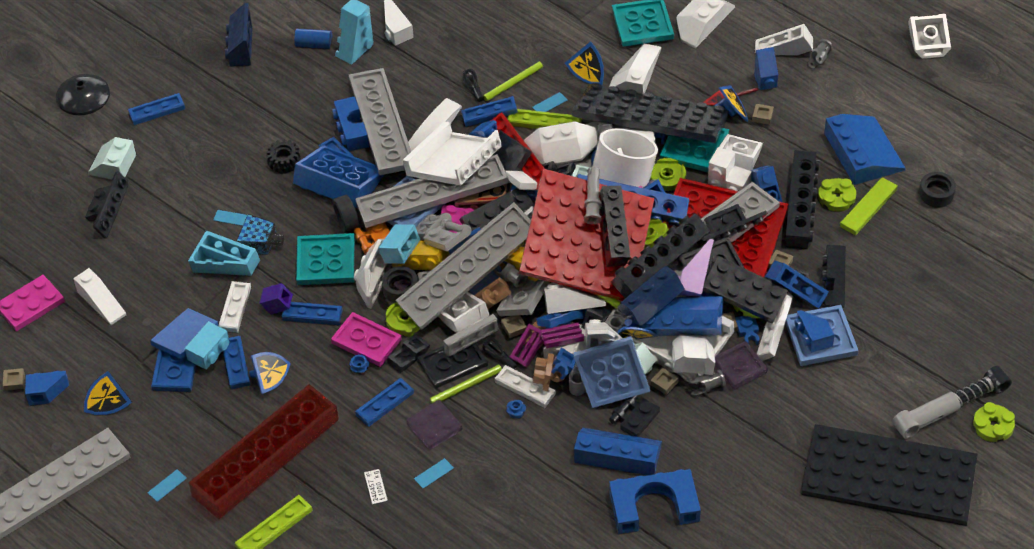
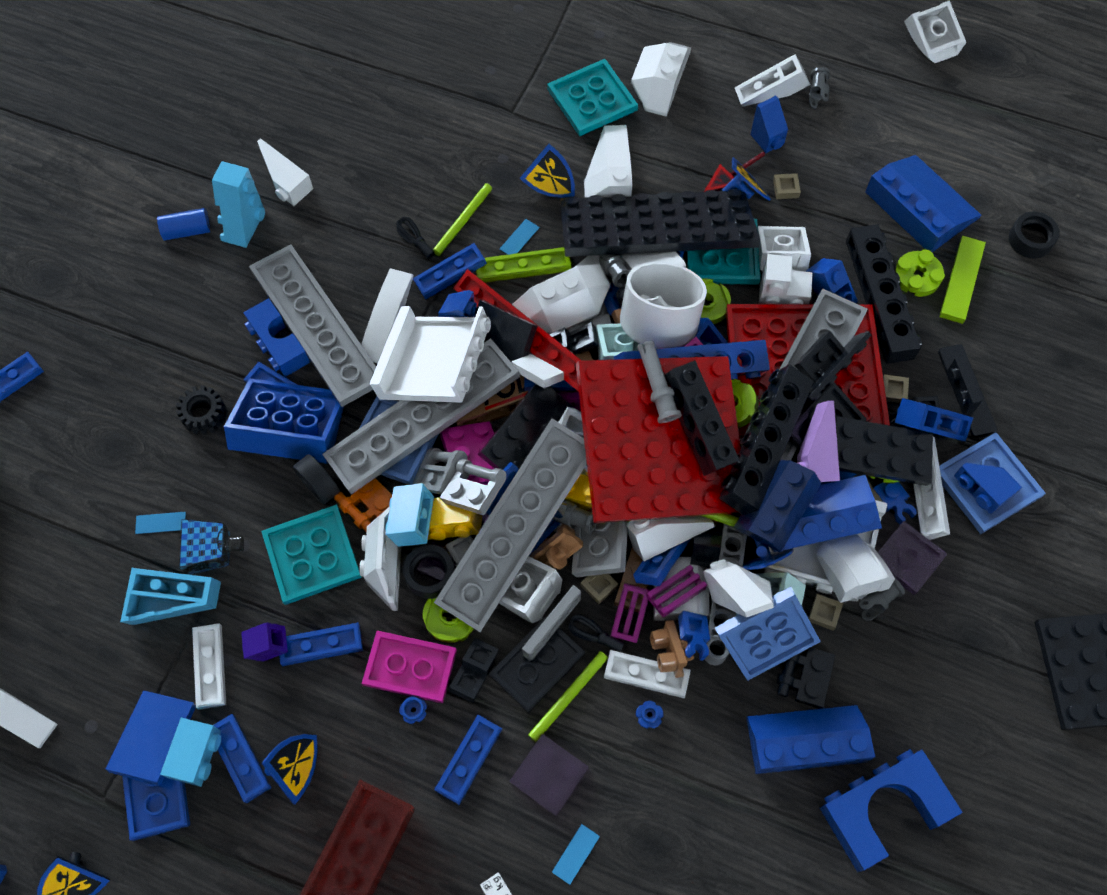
camera: 20 degrees left, 15 degrees up
(240, 37) = (85, 248): dark blue slope -> none

